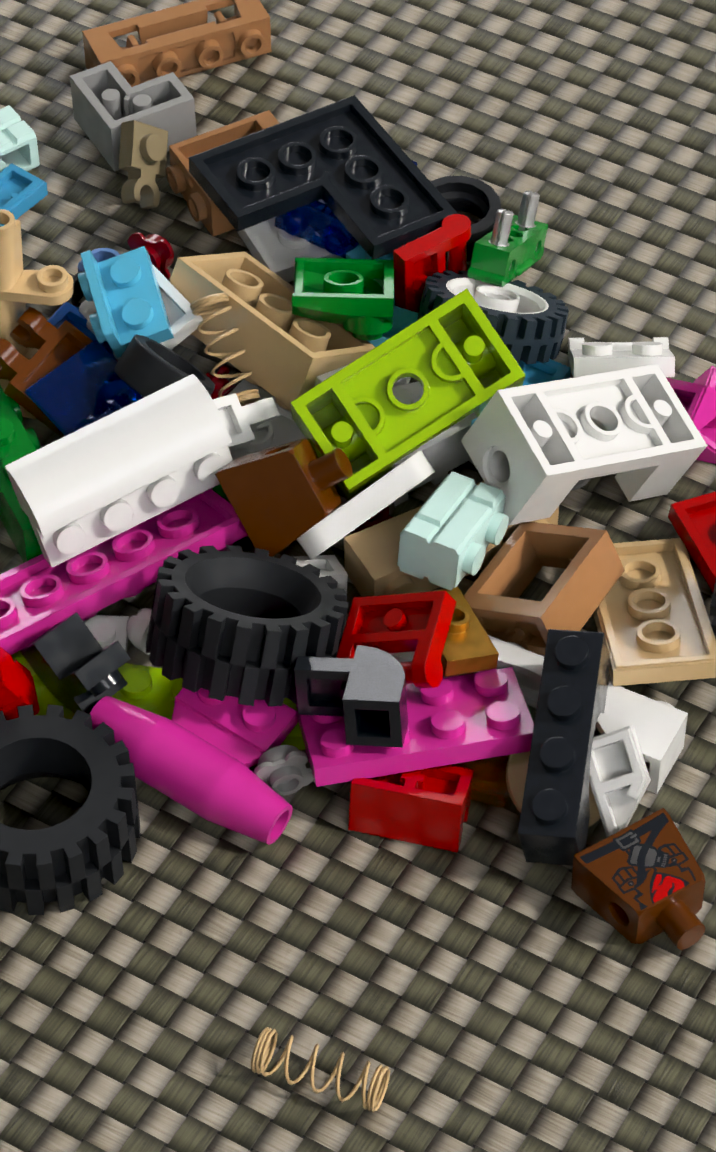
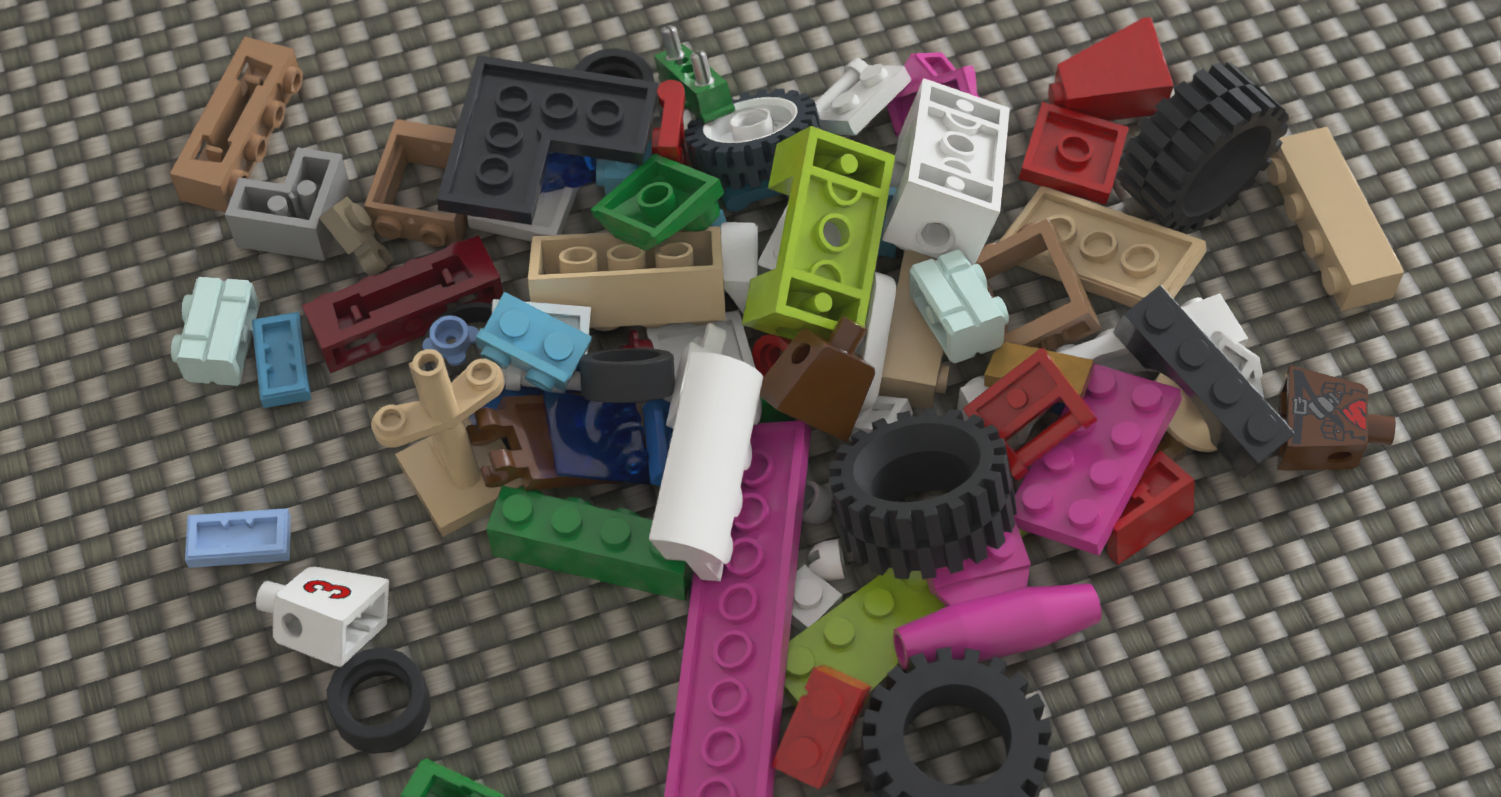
camera: 50 degrees left, 10 degrees up
(76, 665) = (854, 630): black brick -> none
(103, 221) = (399, 302): none -> dark red brick
(158, 249) = (472, 298): dark red plate -> none
(209, 305) = (596, 300): tan piece -> none
(264, 1051) = (1361, 704): tan piece -> none
(284, 769) = (1048, 565): light grey plate -> none
(361, 689) = (1071, 457): black brick -> none

